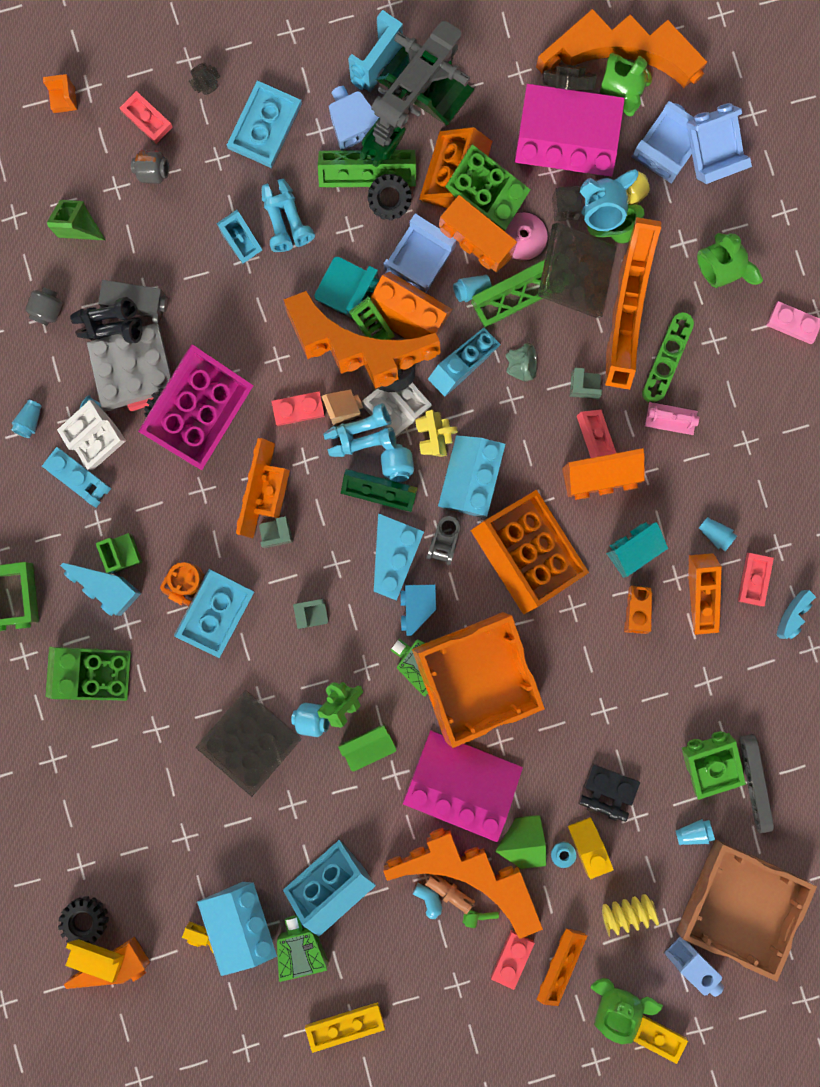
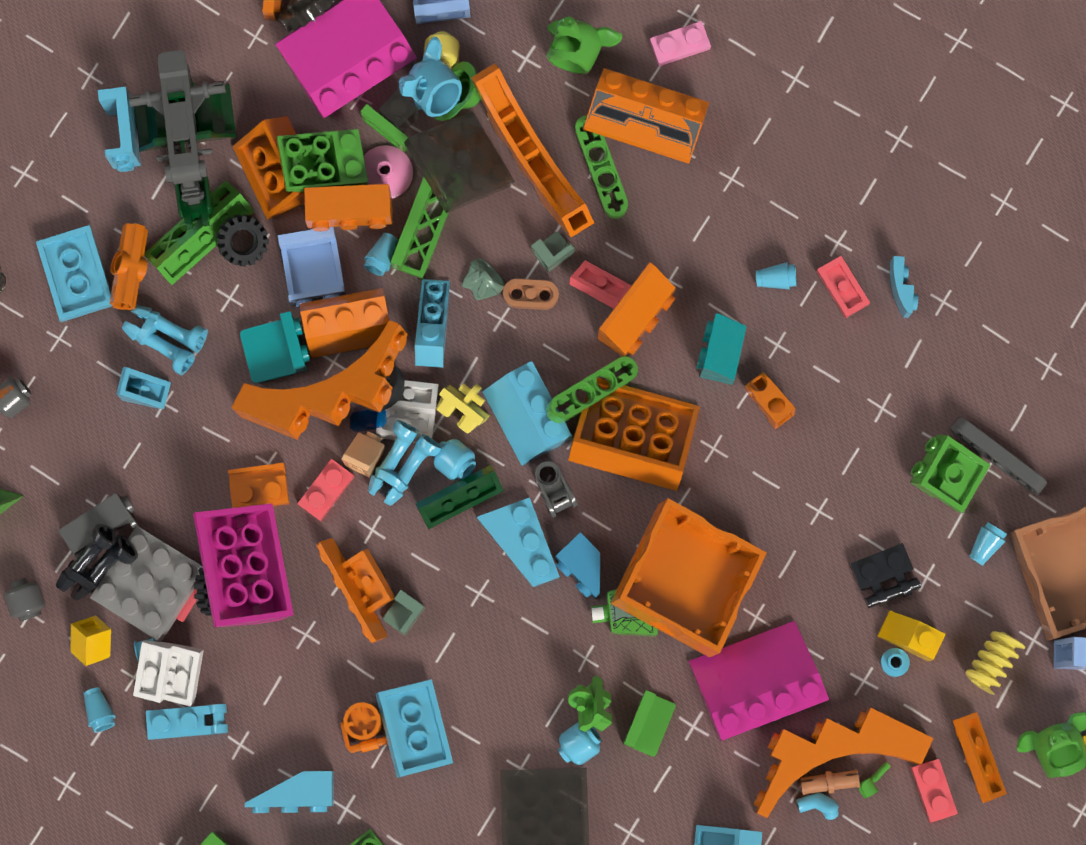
camera: 45 degrees left, 5 degrees down
(62, 370) = (90, 640): none -> yellow panel
(119, 553) = (285, 752): bright green piece -> none
(257, 367) = (259, 485): none -> orange plate
(301, 149) = (128, 266): none -> orange piece
(310, 613) = (497, 654): sand green panel -> none
(350, 117) = (146, 201): light blue torso -> none
(365, 387) = (367, 420): none -> clear blue piece
(384, 334) = (343, 359): bright green slope -> none
(524, 843) = (854, 682): bright green slope -> none
(528, 496) = (591, 388): none -> bright green beam
(547, 398) = (530, 294): none -> nougat plate
(548, 204) = (384, 127): none -> bright green tile
(671, 418) = (651, 215): bright pink hinge -> none
(705, 592) = (811, 336): orange slope -> none
(729, 349) = (646, 115): none -> orange slope

